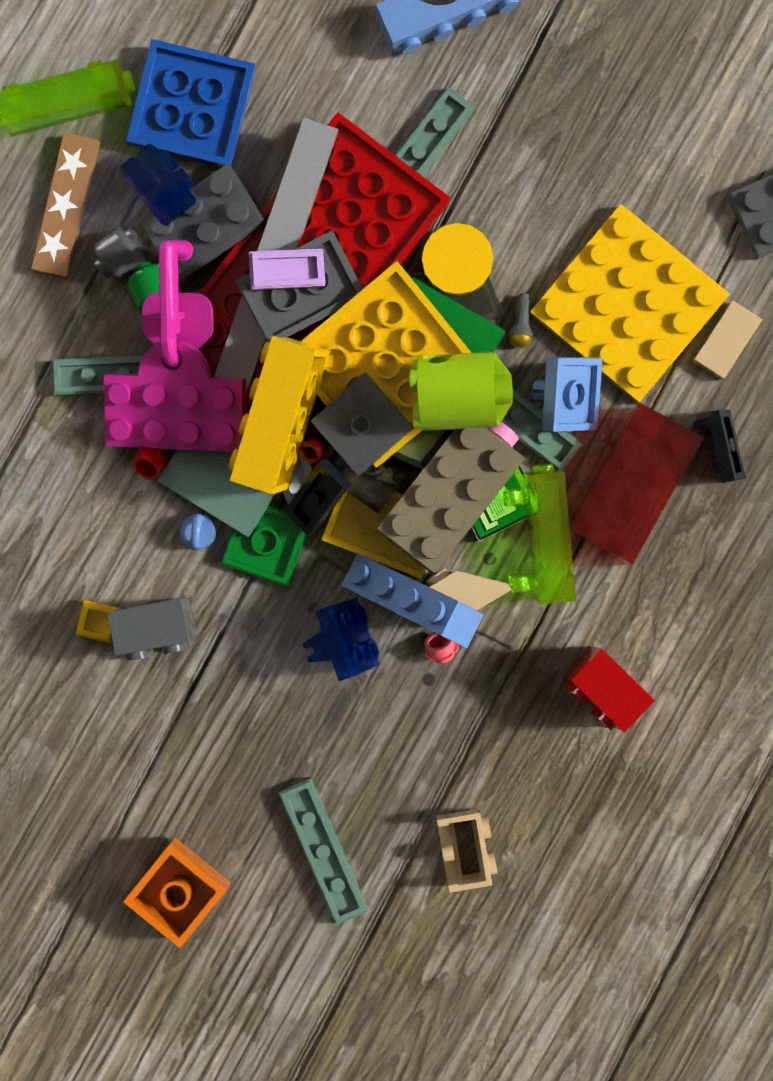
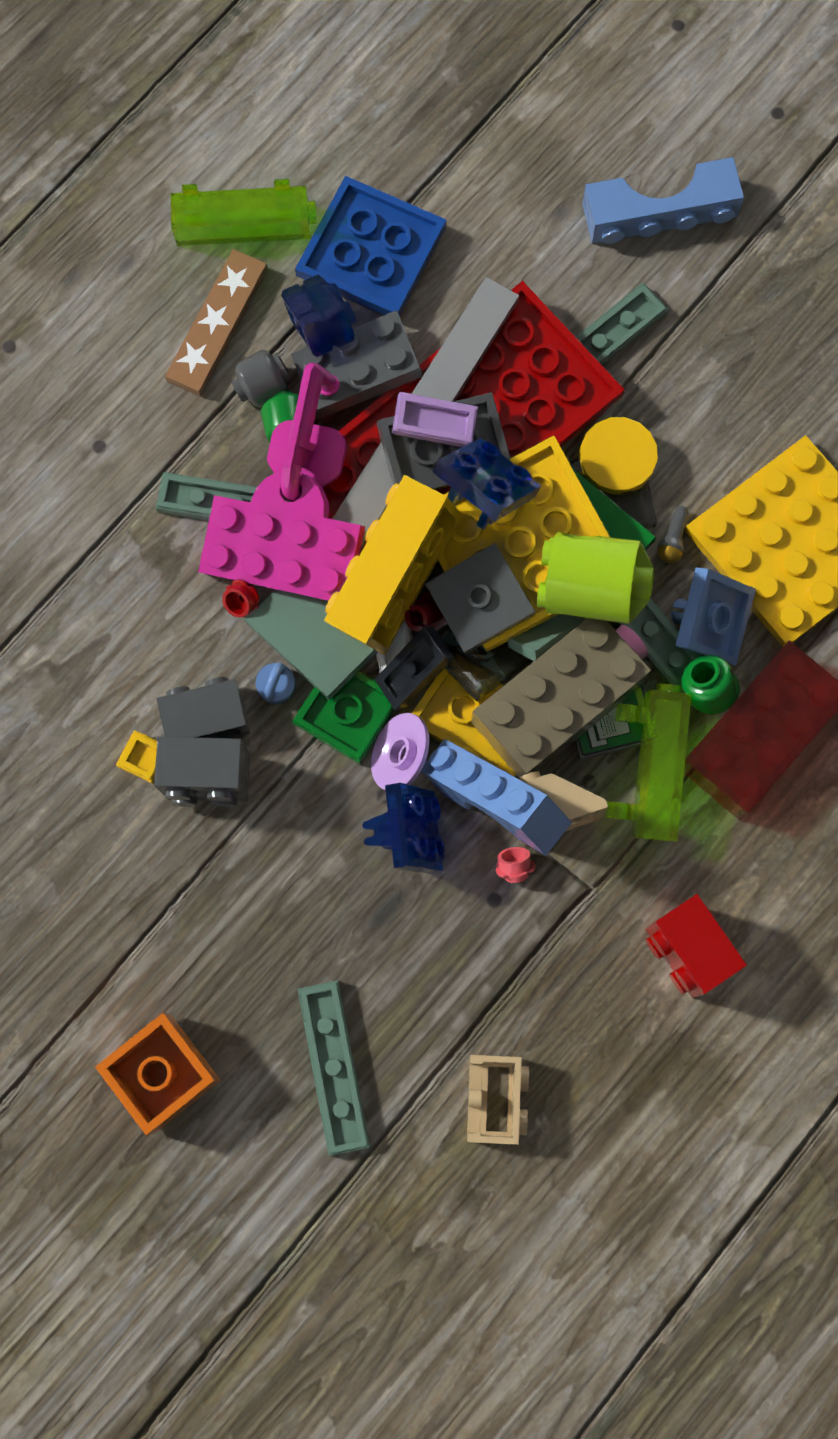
camera: 15 degrees right, 10 degrees down
(140, 574) = (204, 711): none -> dark grey brick
(321, 572) = (400, 750): none -> lavender dish
(345, 319) = (486, 480): none -> clear blue plate
(579, 456) = (711, 684): none -> green head

